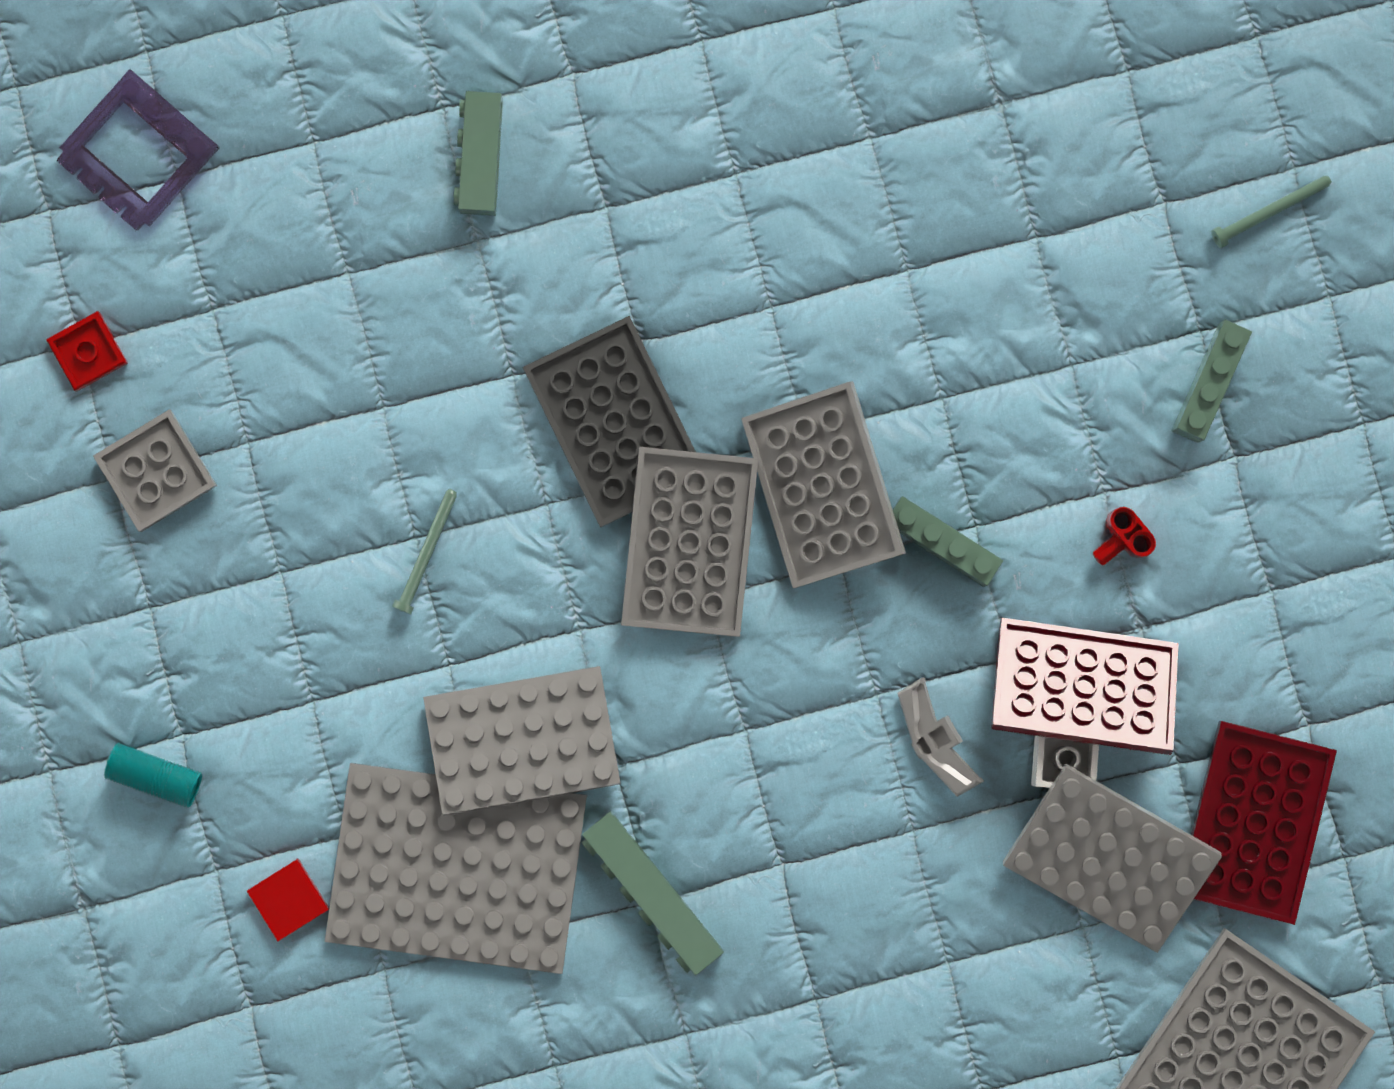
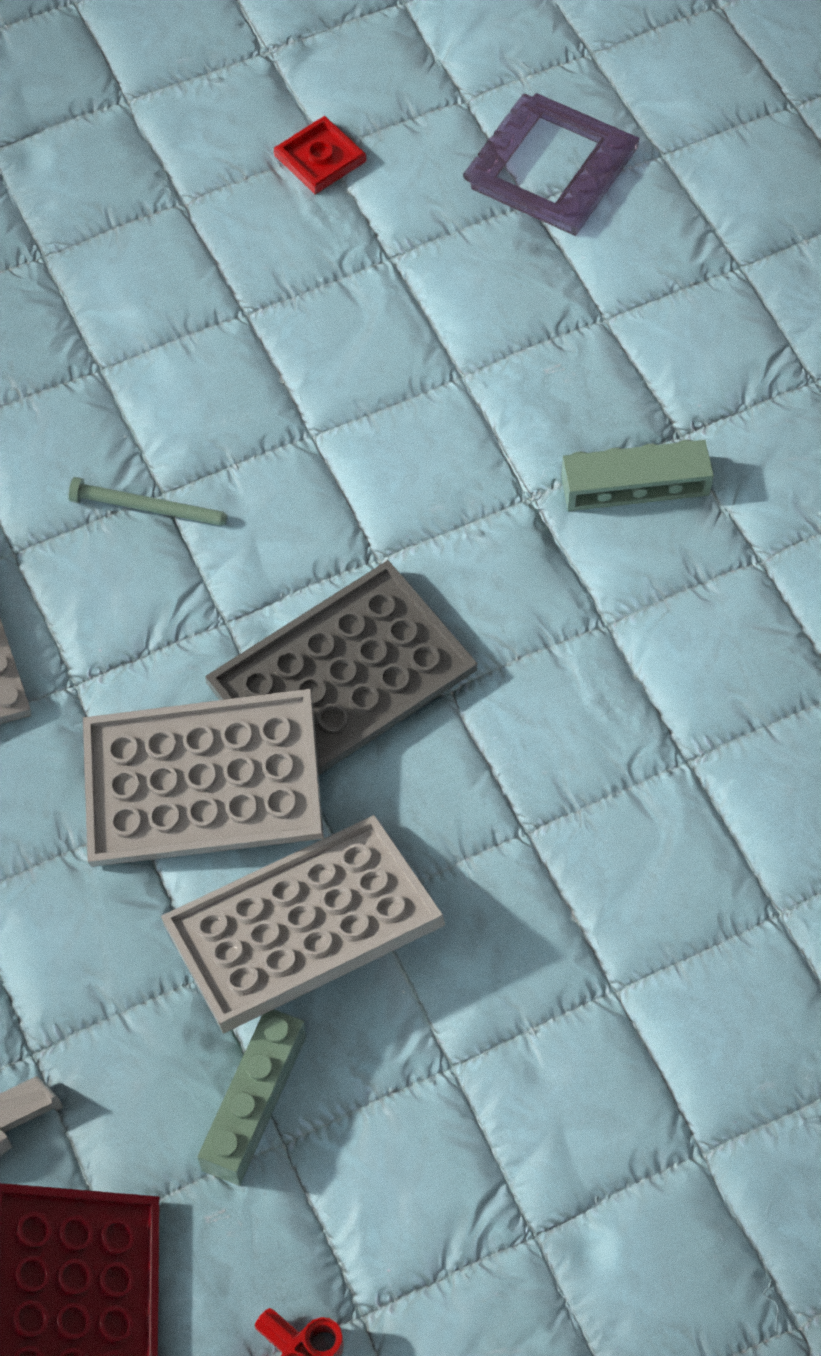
camera: 85 degrees right, 25 degrees down
(155, 470) = (197, 231): light grey plate -> none

